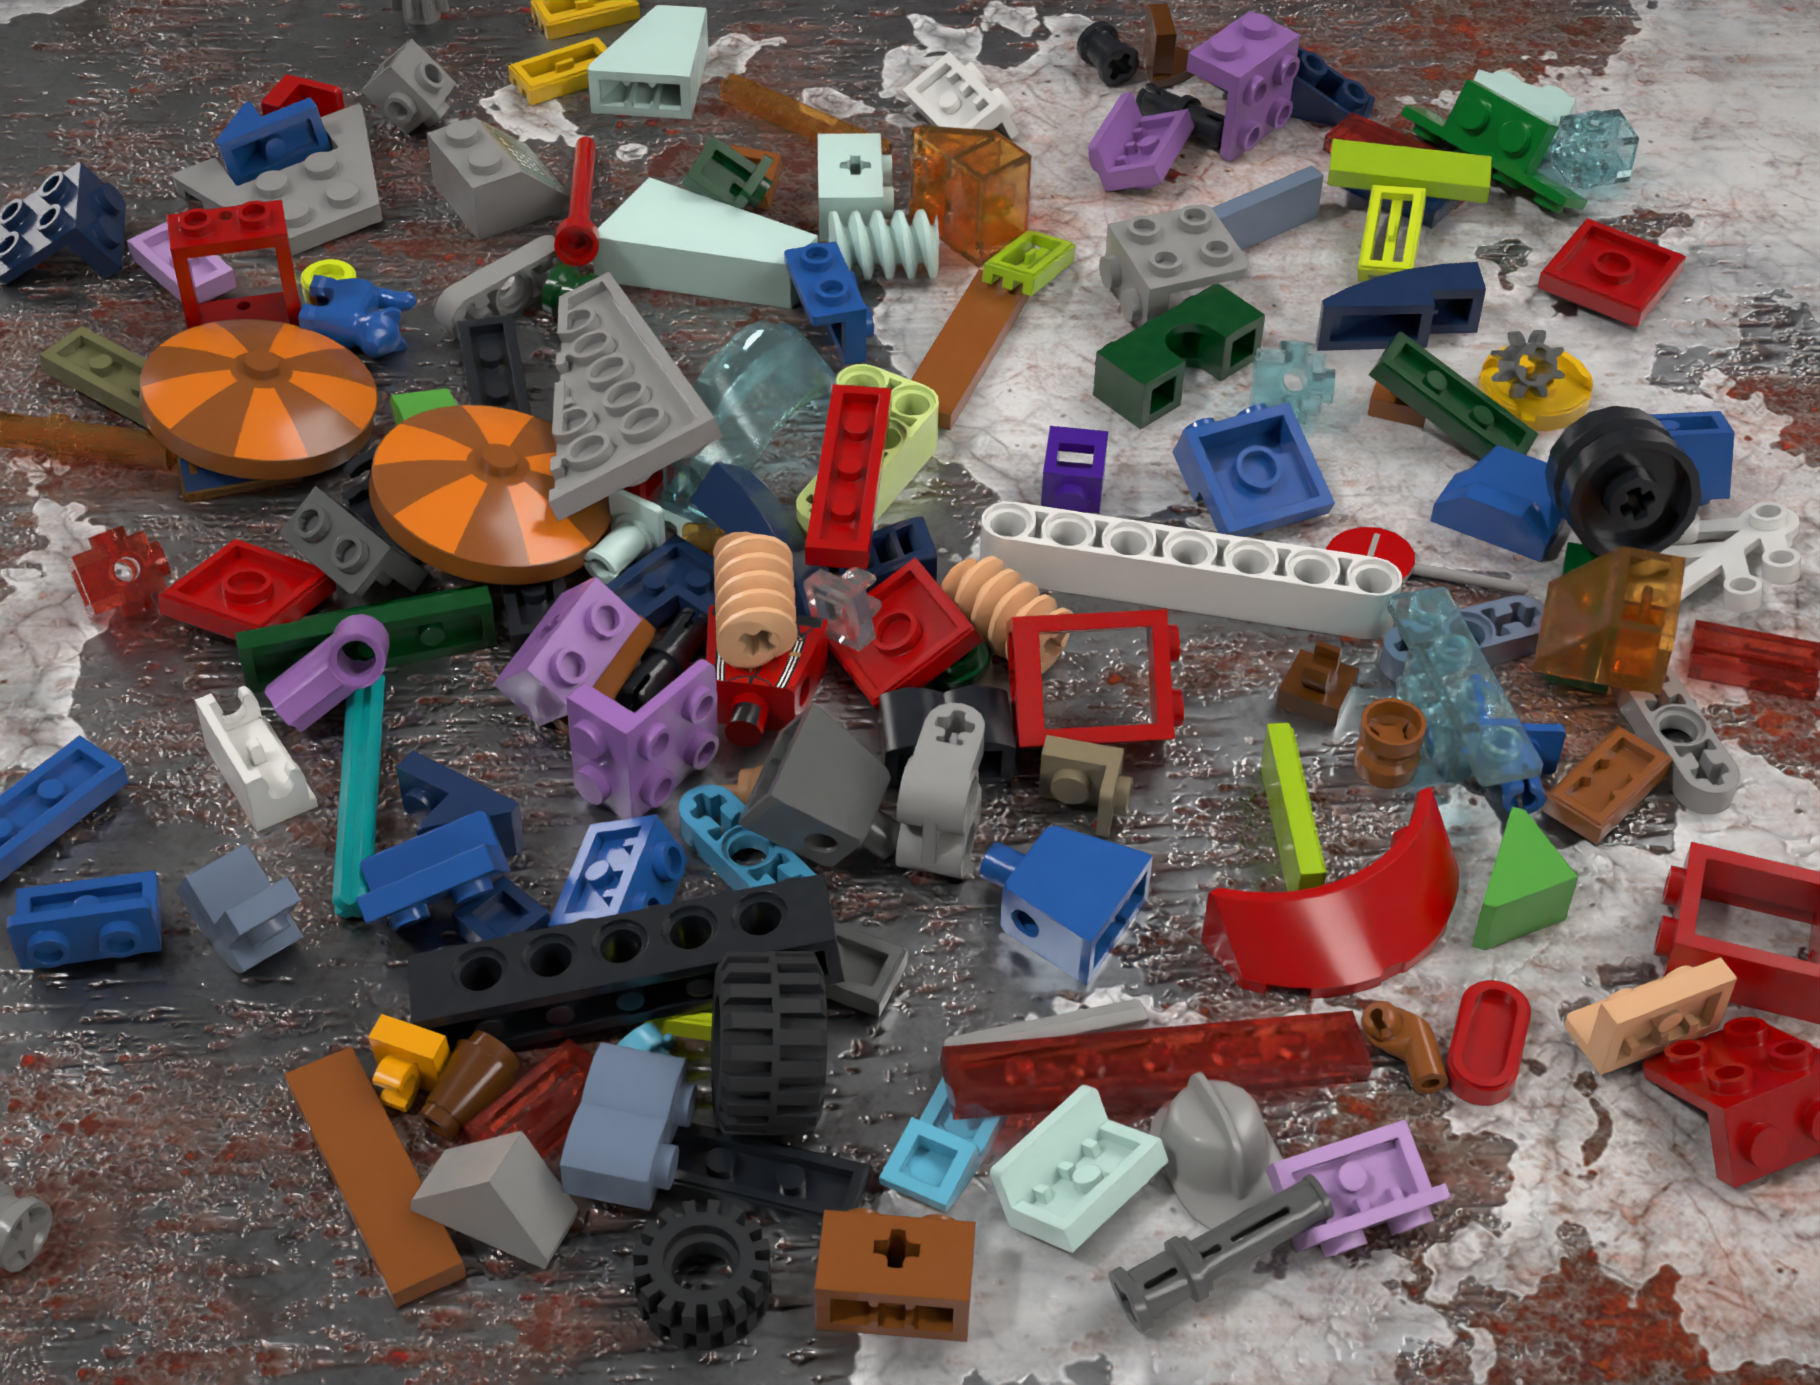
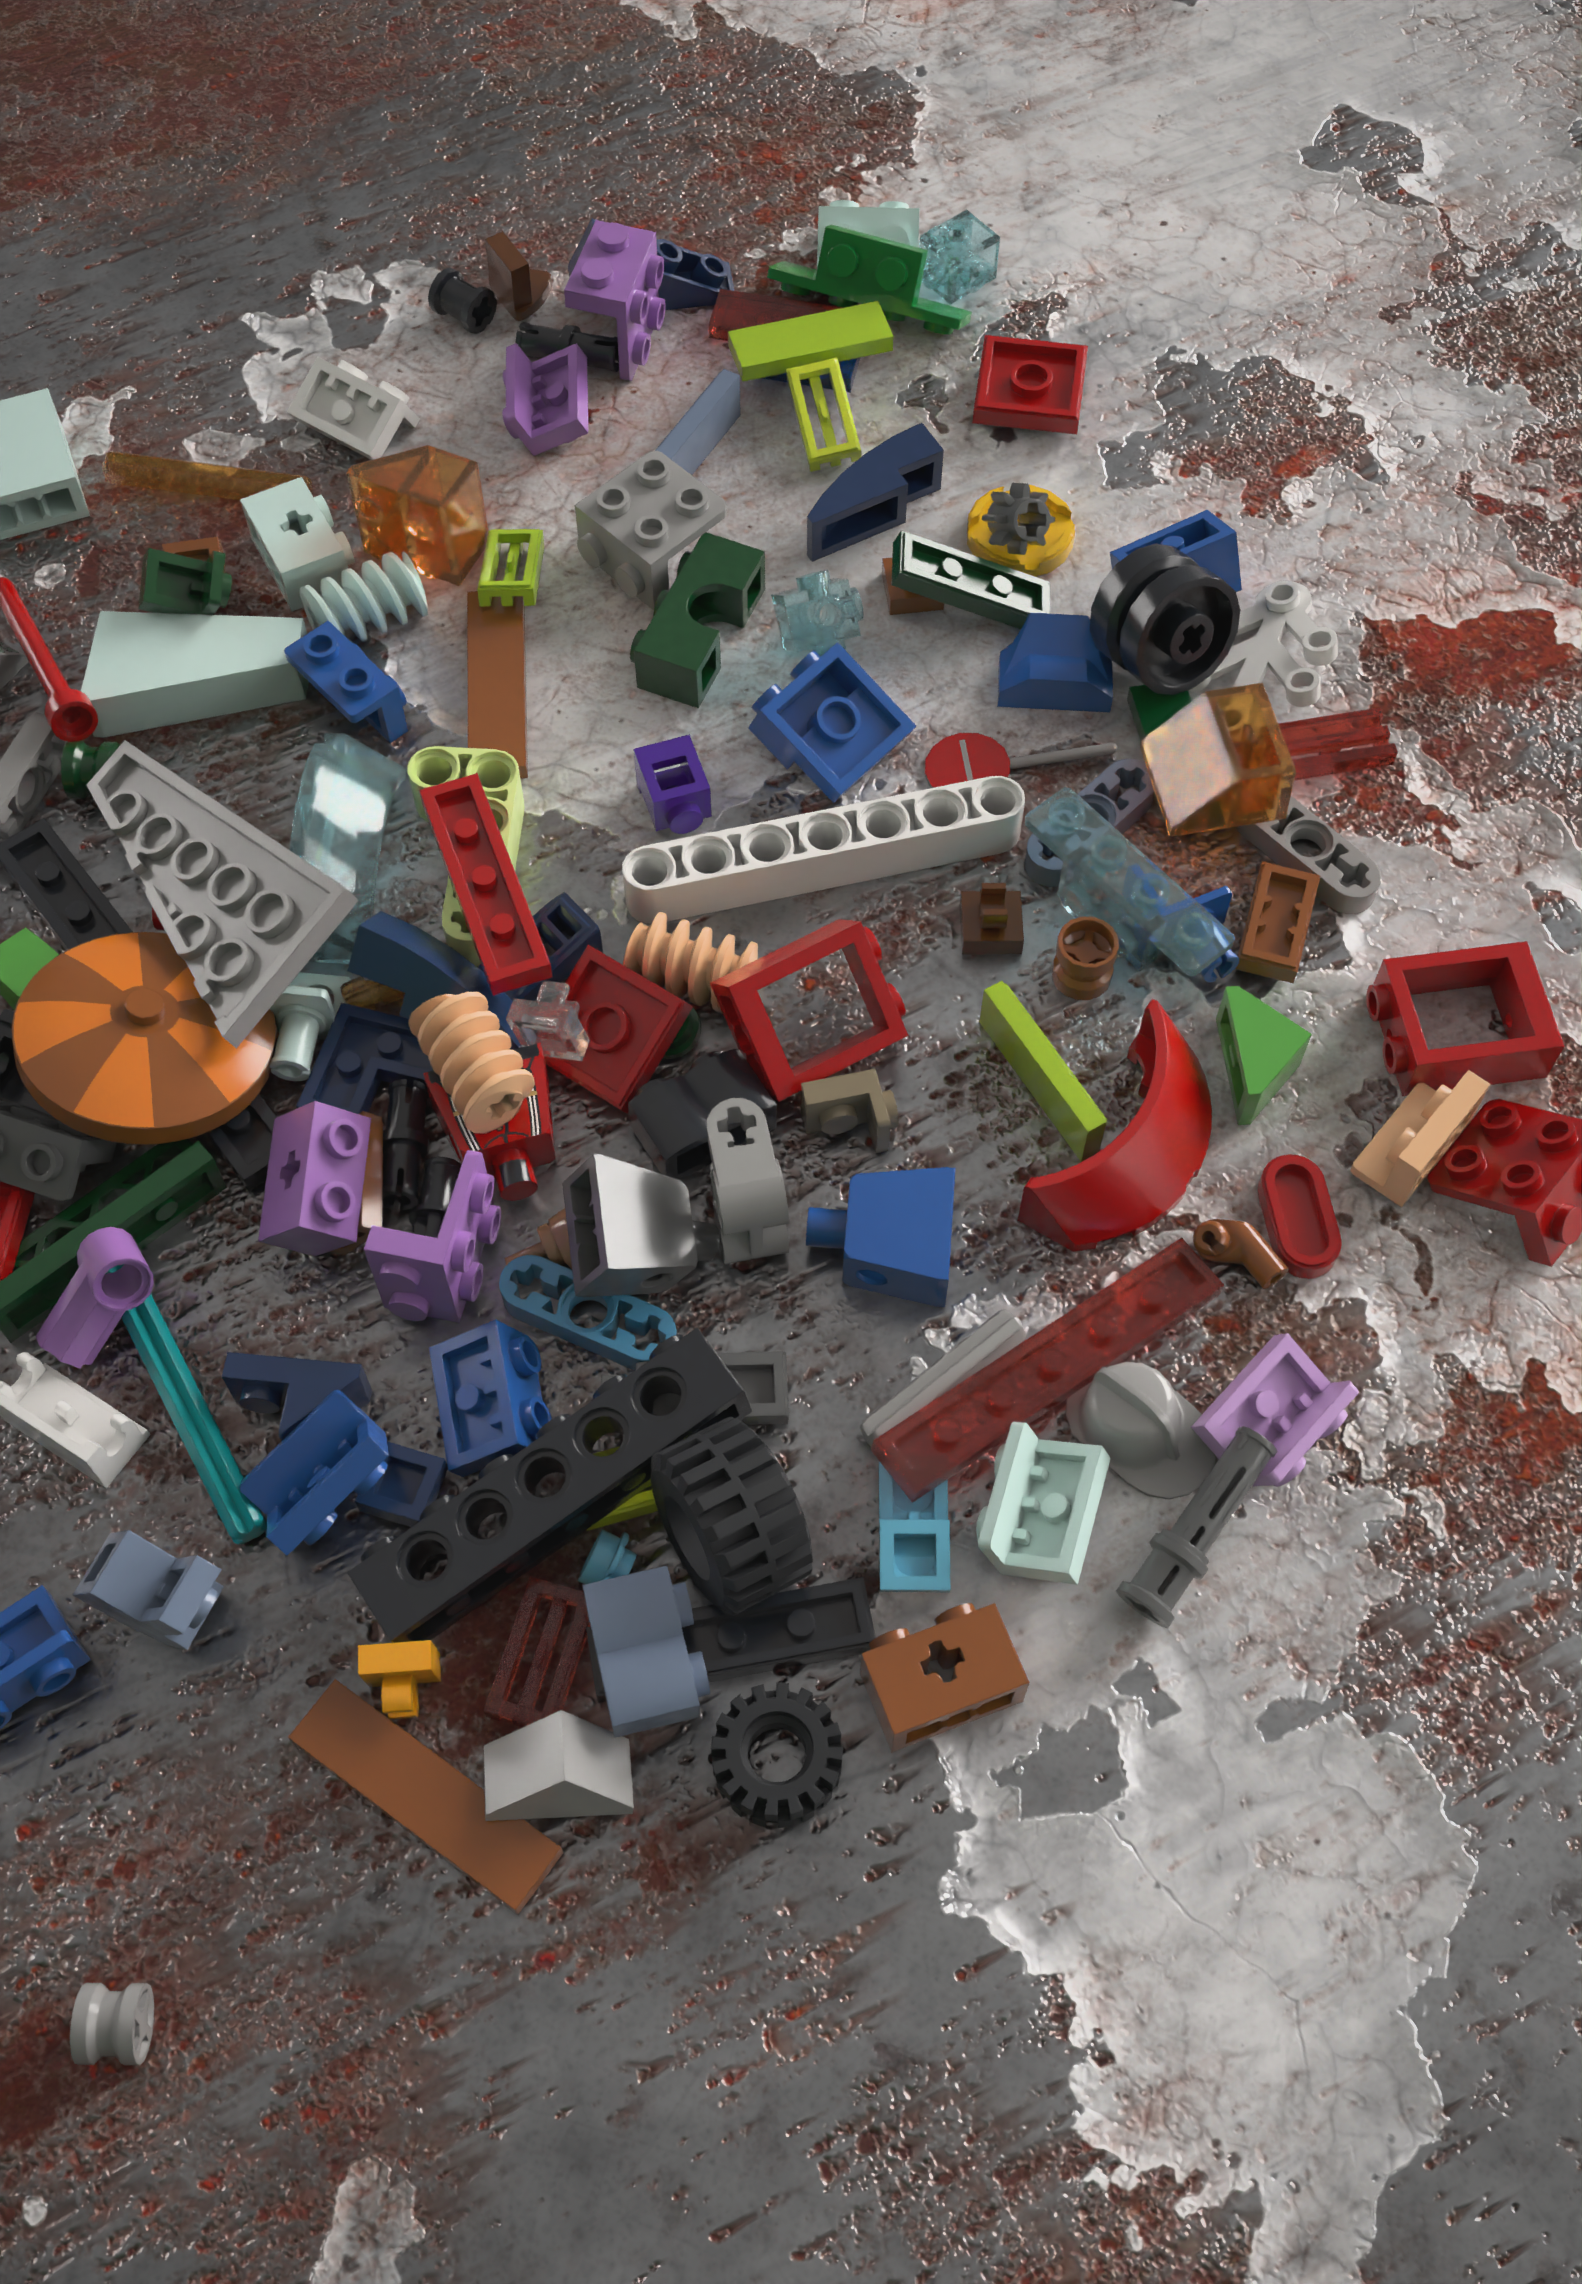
camera: 25 degrees left, 15 degrees up
(469, 1082) = (466, 1667): reddish brown cone -> none

